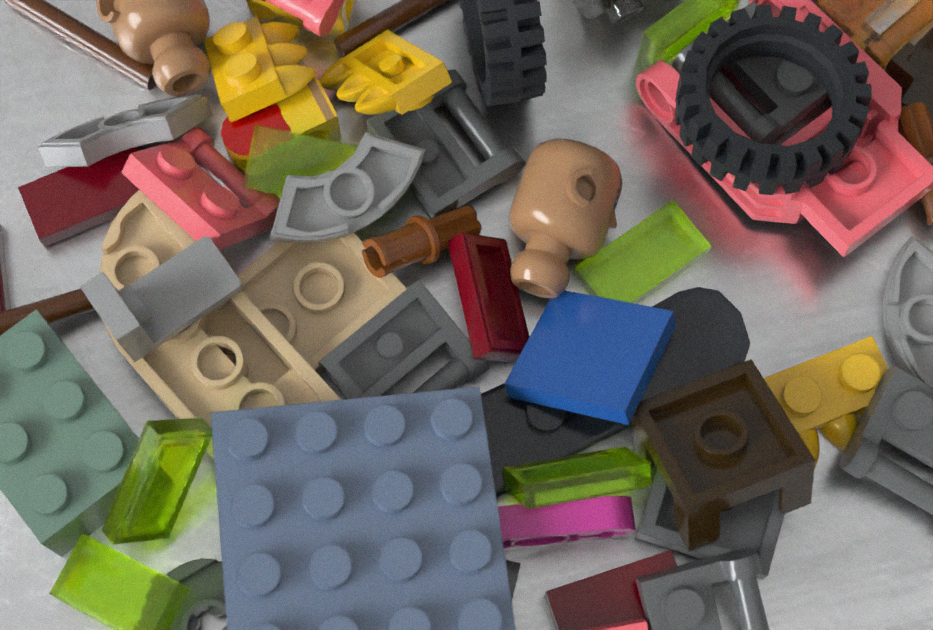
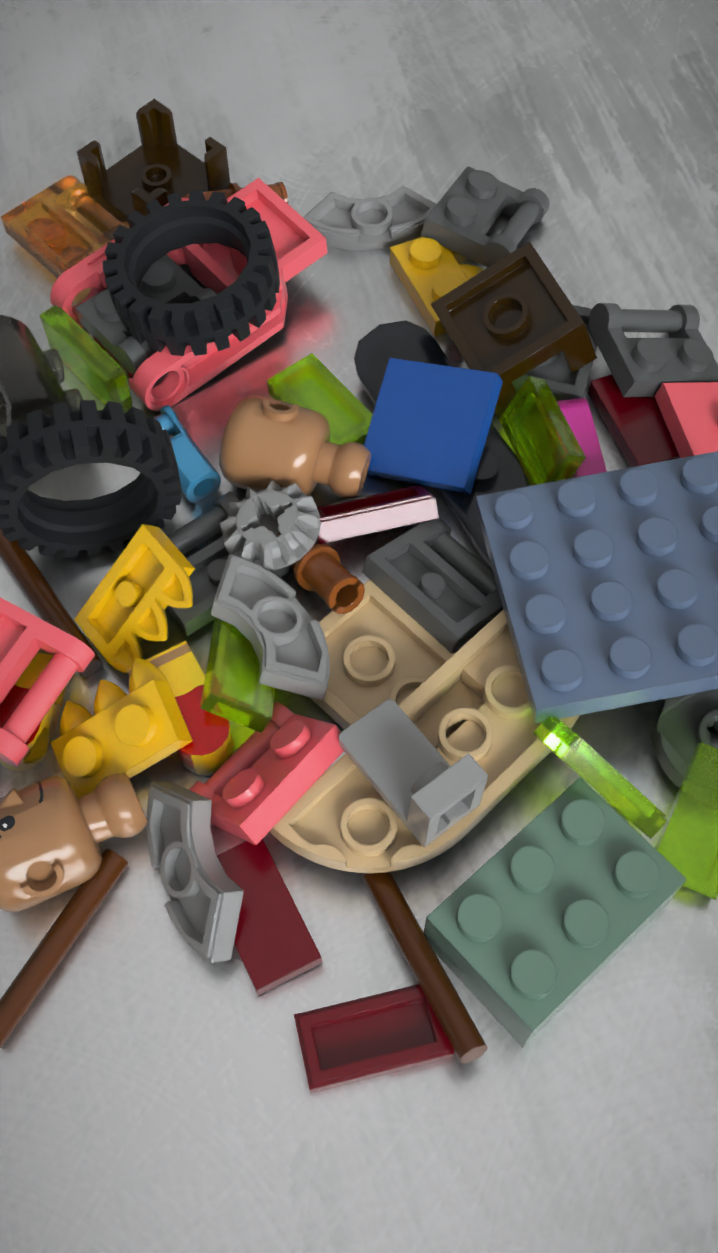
camera: 90 degrees left, 10 degrees down
(452, 211) = (297, 522): none -> light grey gear
(573, 116) = (196, 473): none -> dark azure bar

